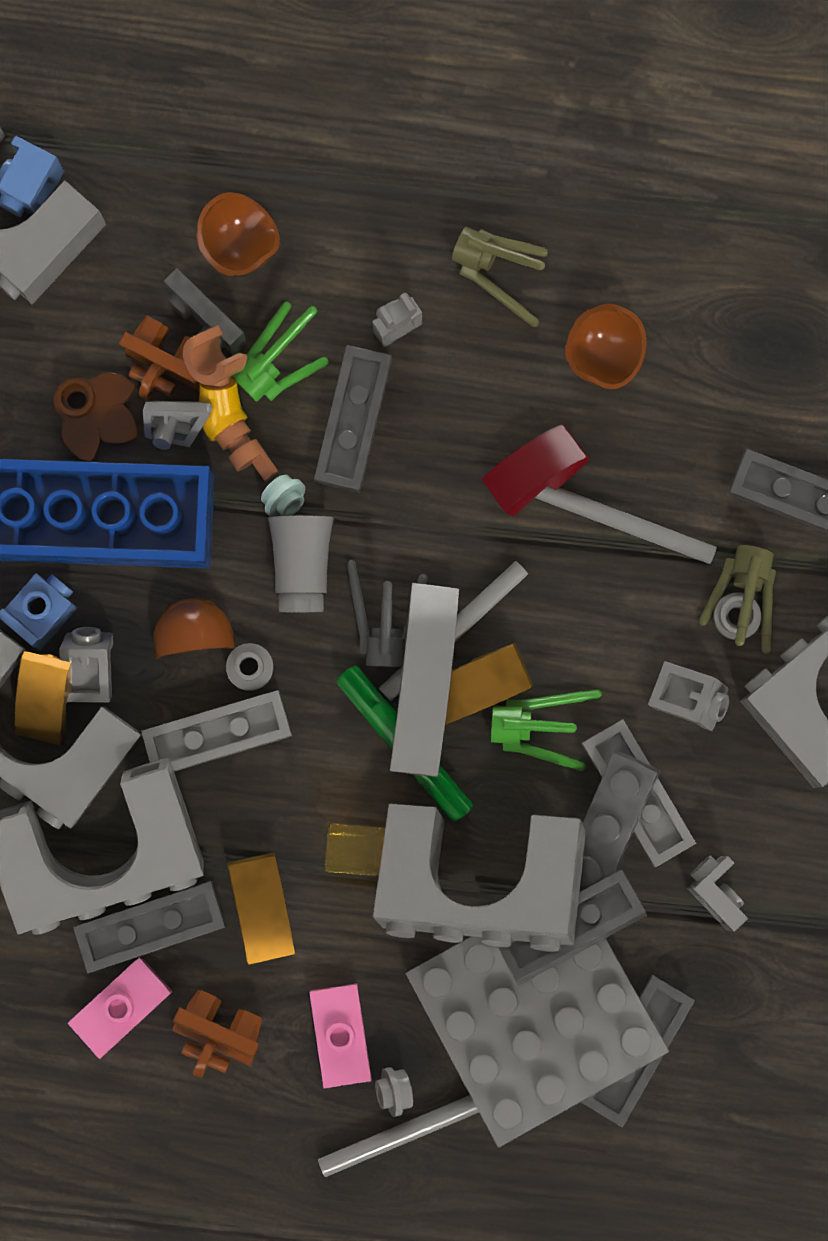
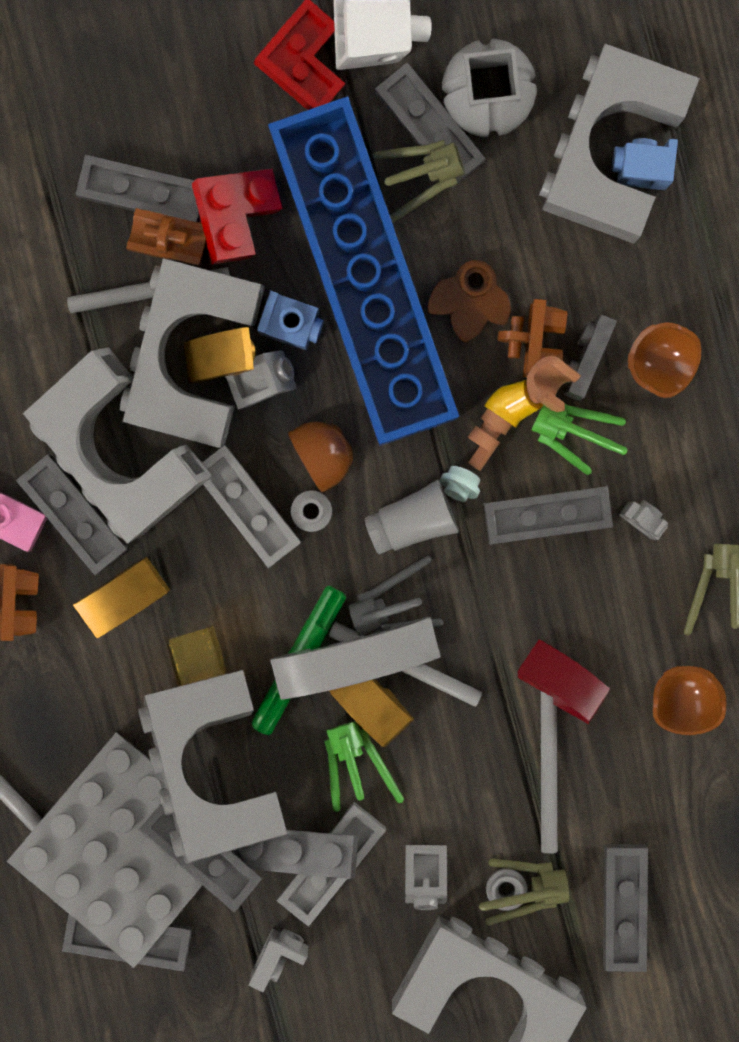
camera: 70 degrees right, 5 degrees up
(174, 422) = (487, 370): light grey piece -> none
(340, 1035) = (48, 699): bright pink plate -> none
(394, 1091) = (20, 759): light grey plate -> none

